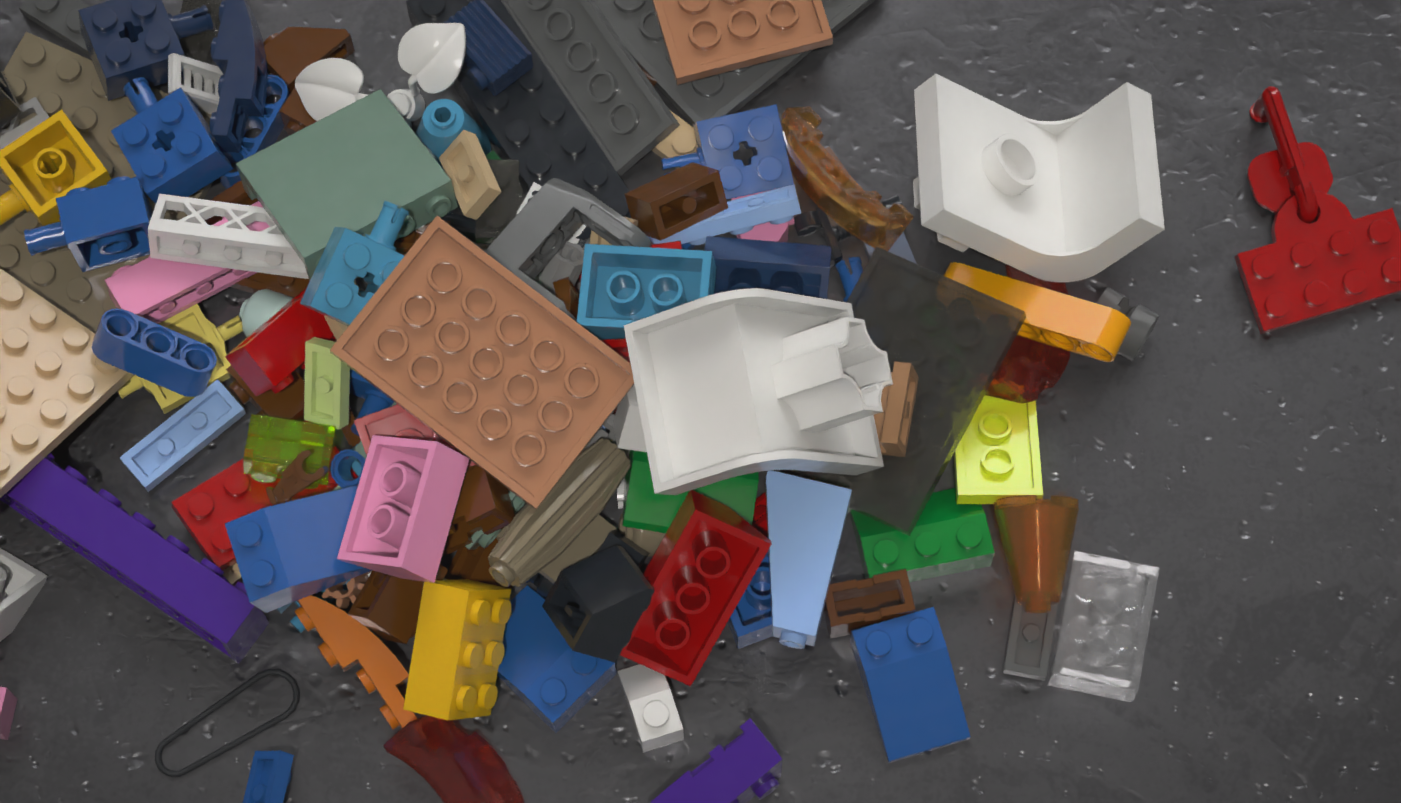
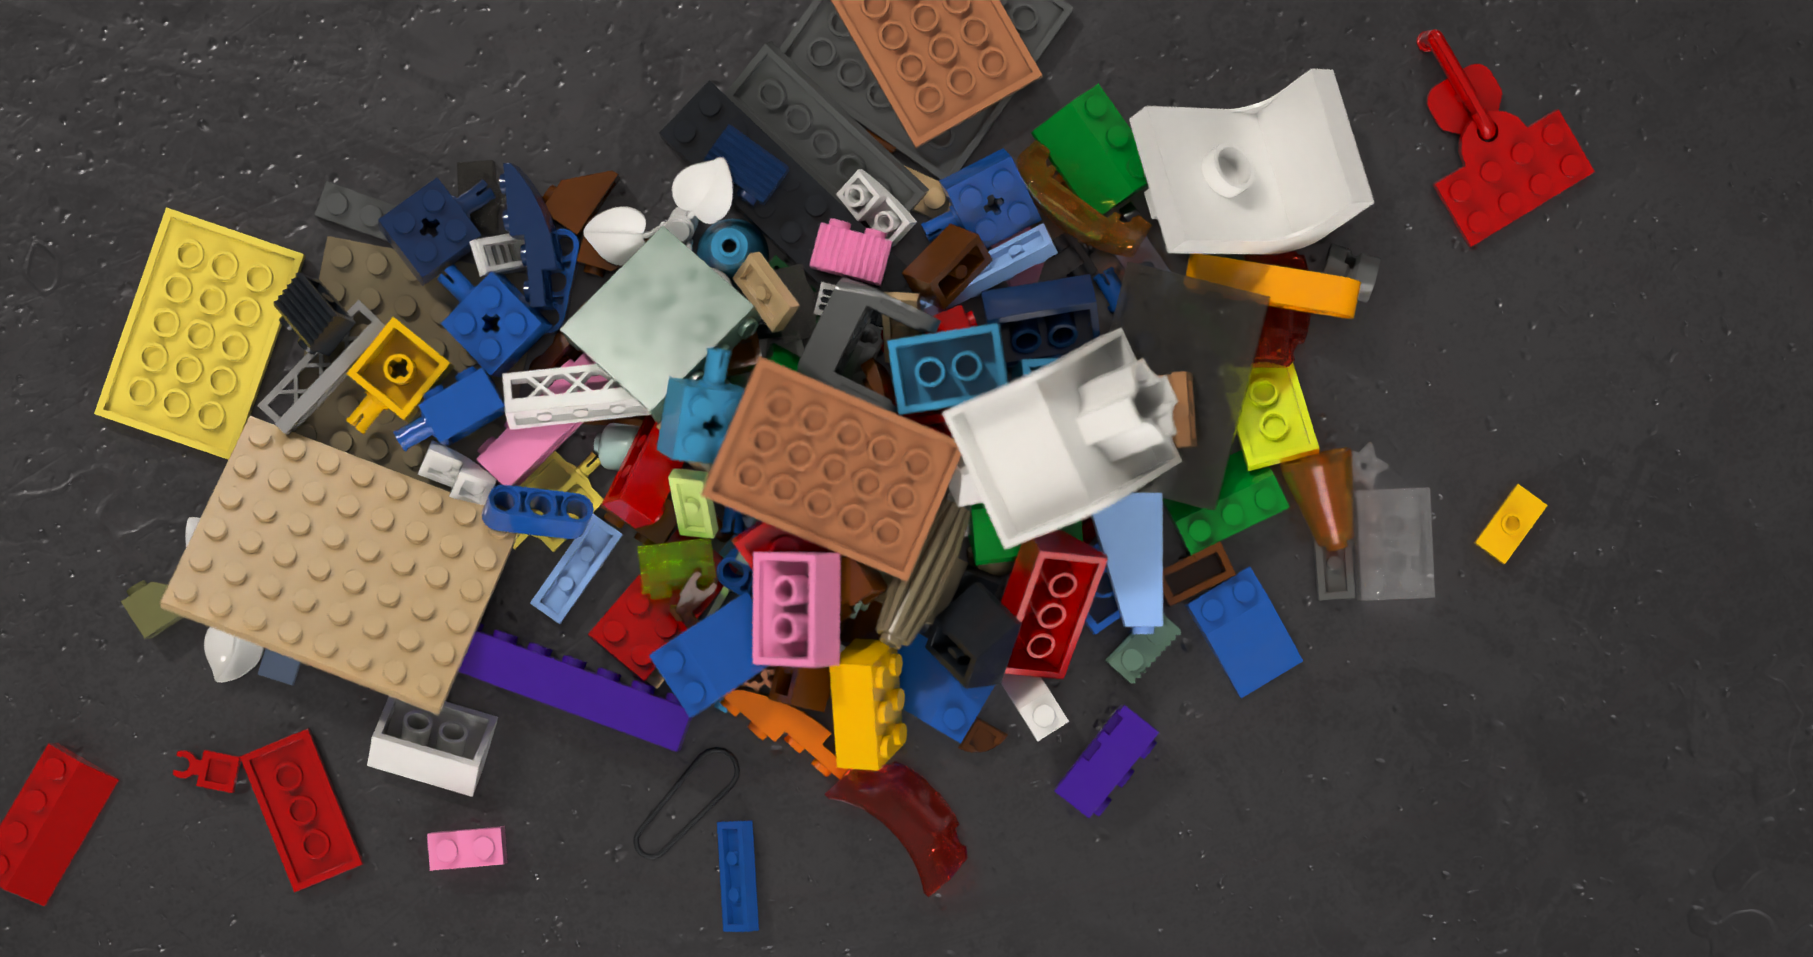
camera: 20 degrees left, 15 degrees up
(77, 292) = (457, 471): none -> white slope
(575, 158) = (851, 252): none -> bright pink brick
(581, 732) = (982, 737): none -> reddish brown tile
(618, 130) = (876, 205): none -> white slope
(789, 673) = (1140, 650): none -> sand green brick
(870, 128) = (1094, 150): none -> green slope
(1096, 527) = (1374, 466): none -> clear plate
(1243, 642) = (1510, 524): none -> yellow plate

